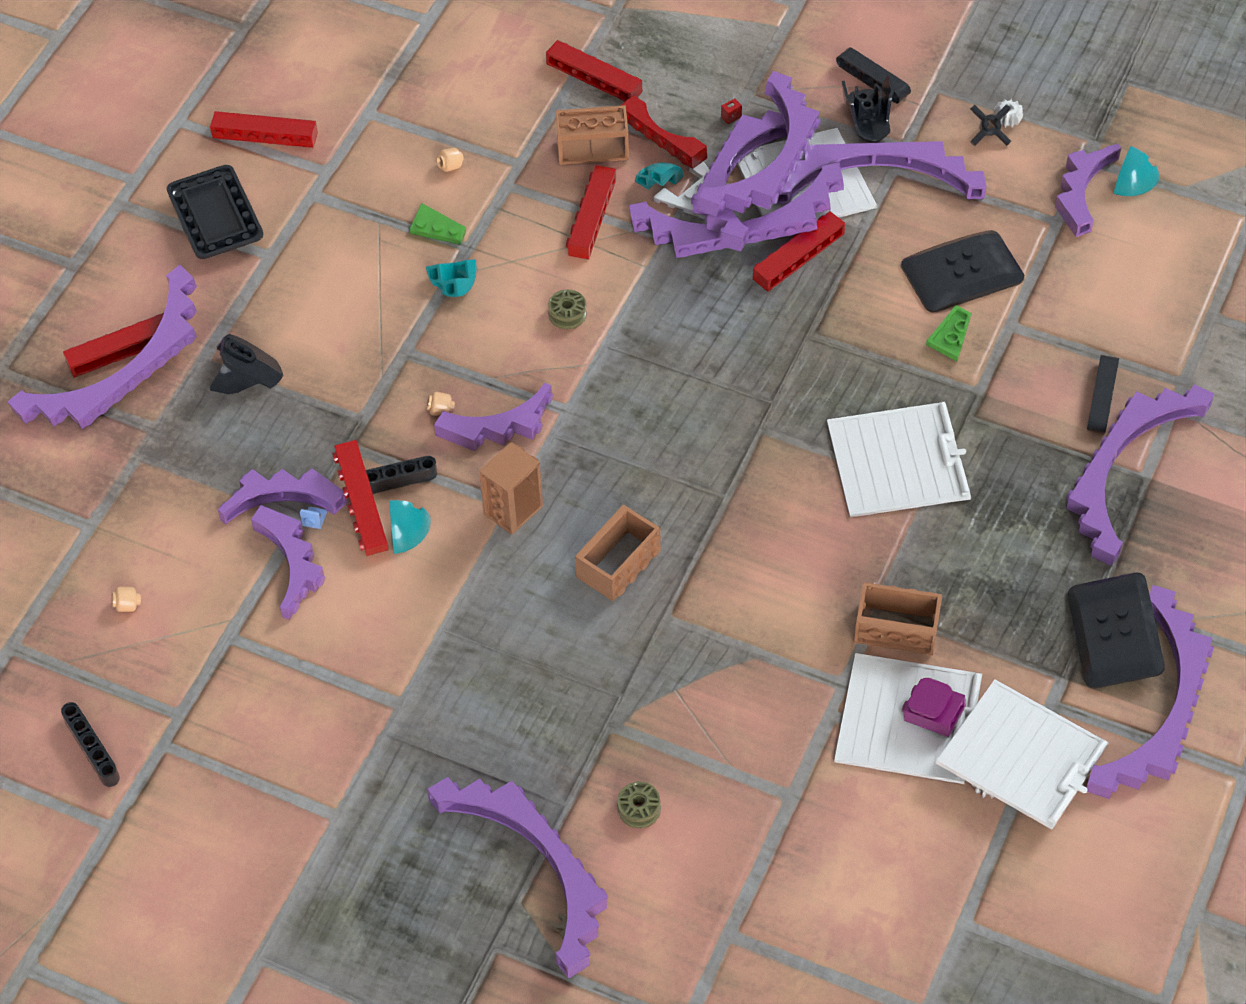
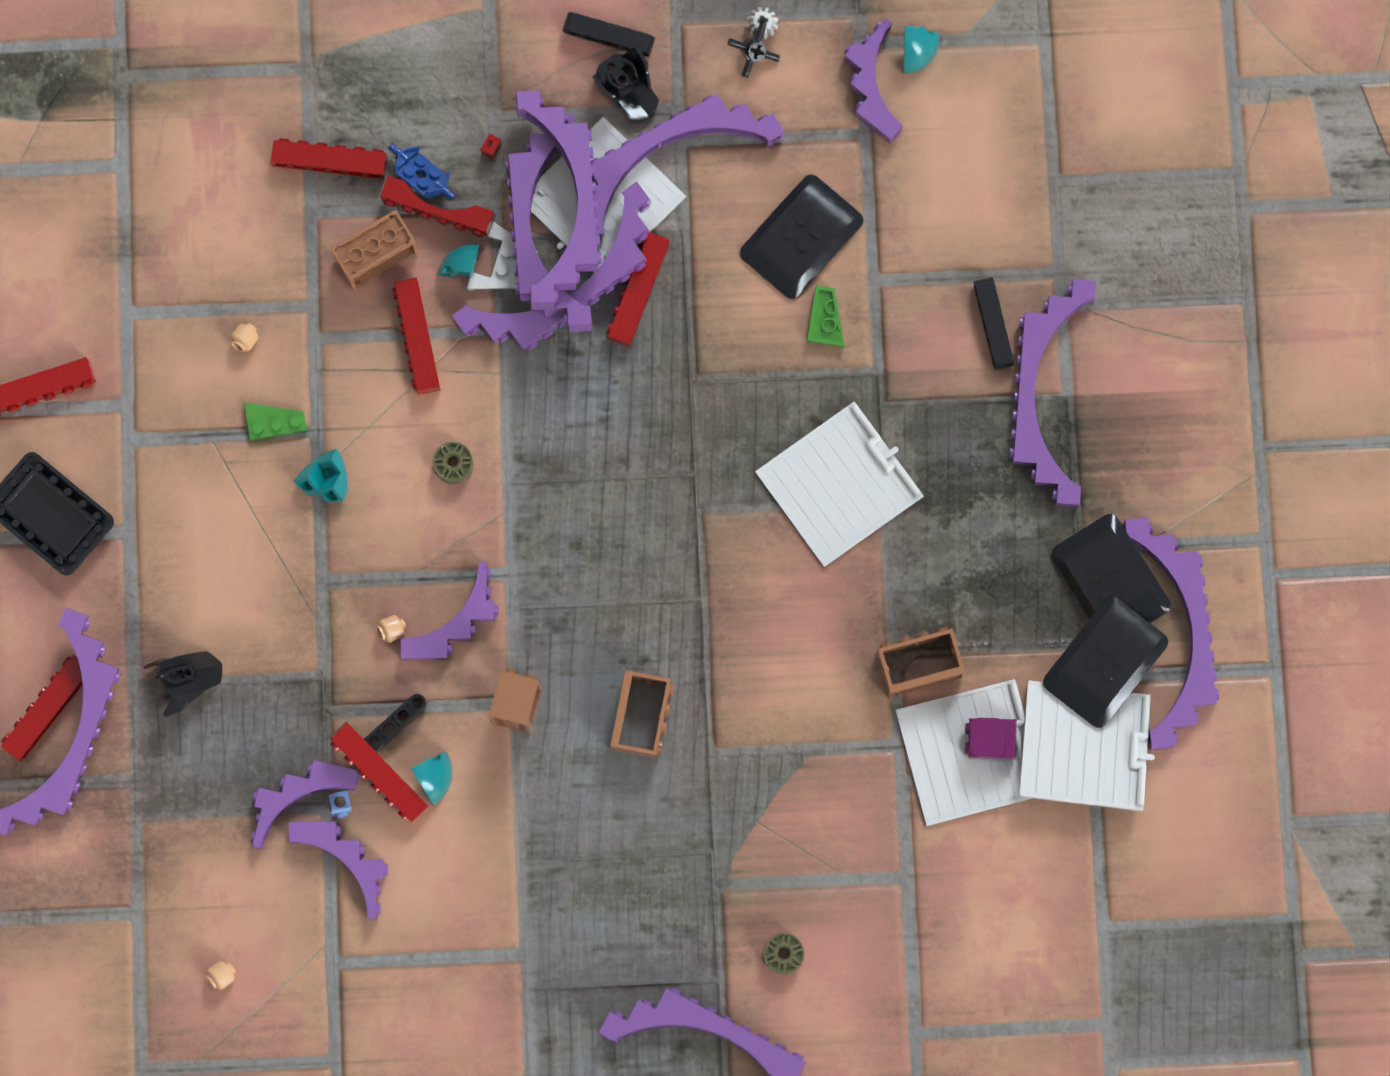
camera: 30 degrees left, 25 degrees up
(662, 106) = (411, 162): none -> blue plate
(1076, 690) = (1105, 662): none -> black wedge

